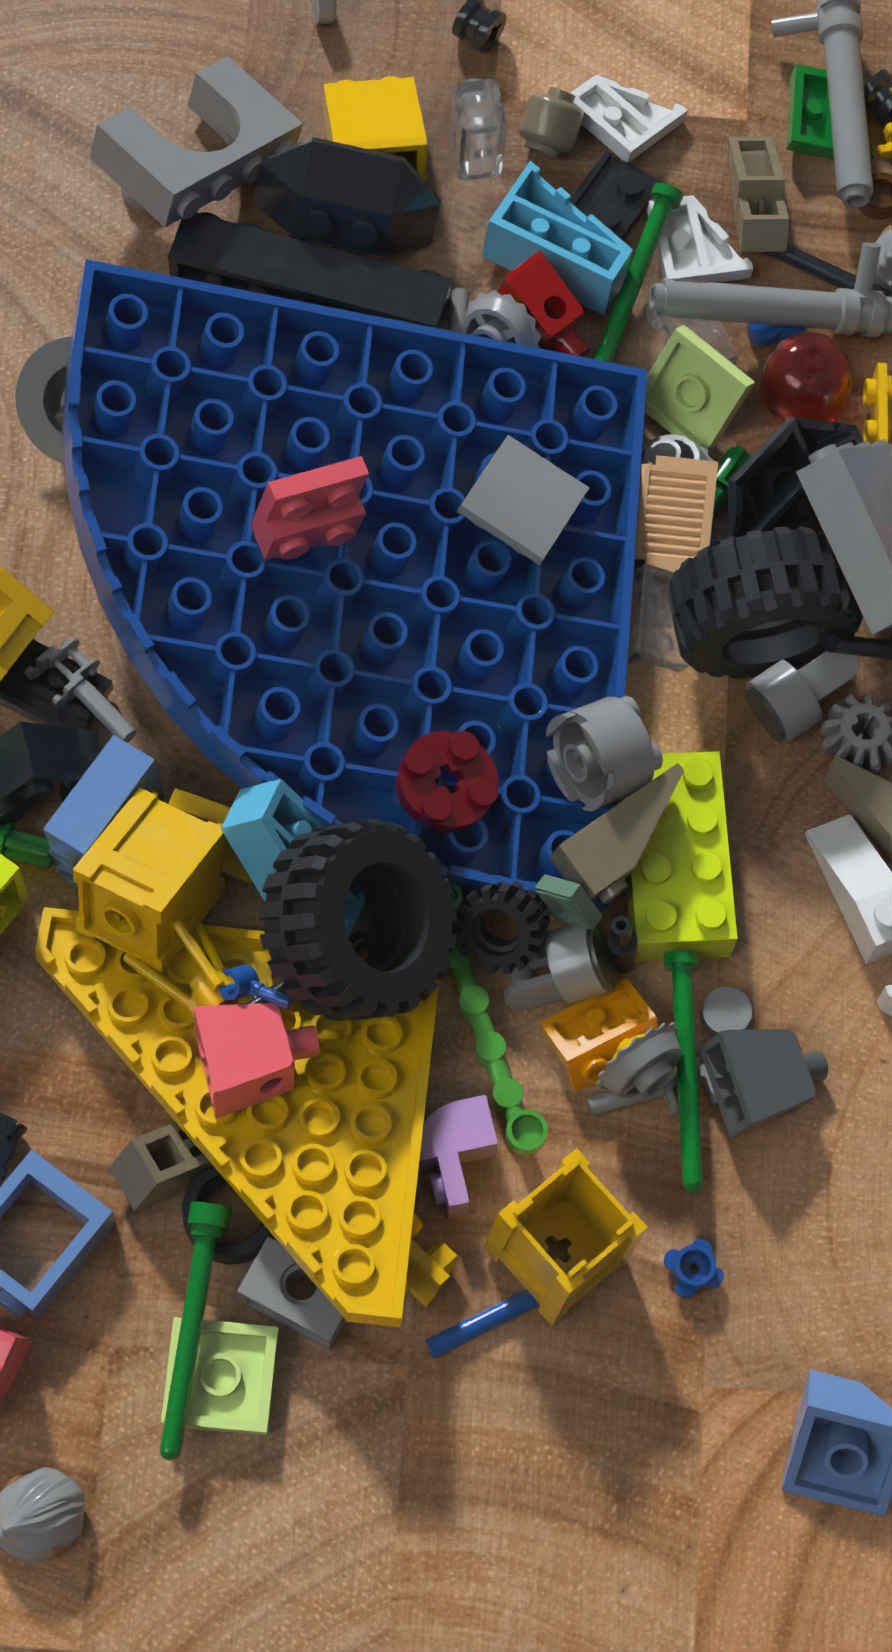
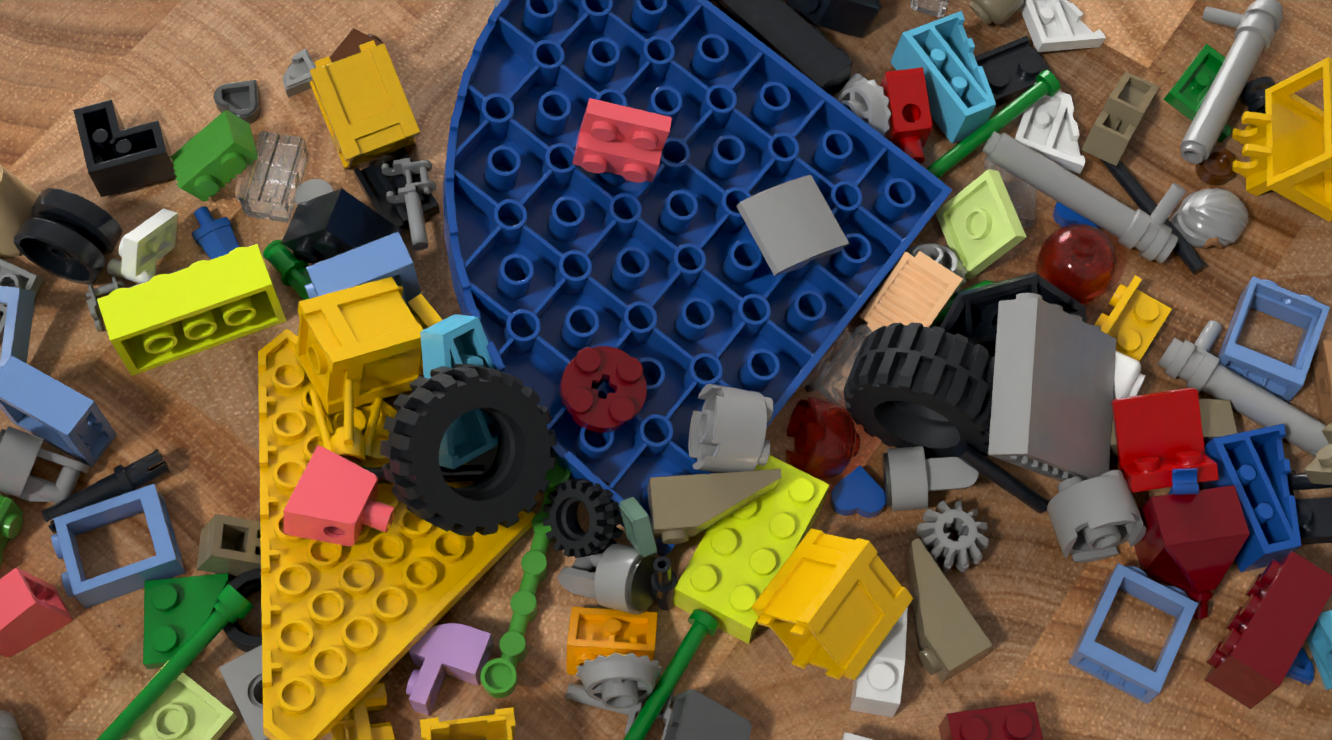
camera: 35 degrees right, 5 degrees down
(145, 1268) = (175, 612): none -> green wing
(247, 983) = (366, 449): blue hand -> none
(677, 707) = (822, 438): none -> clear red cylinder
(725, 1010) = (717, 681): light grey tile -> none
(744, 744) = (858, 494): none -> blue tile
(800, 868) = (832, 603): none -> yellow container

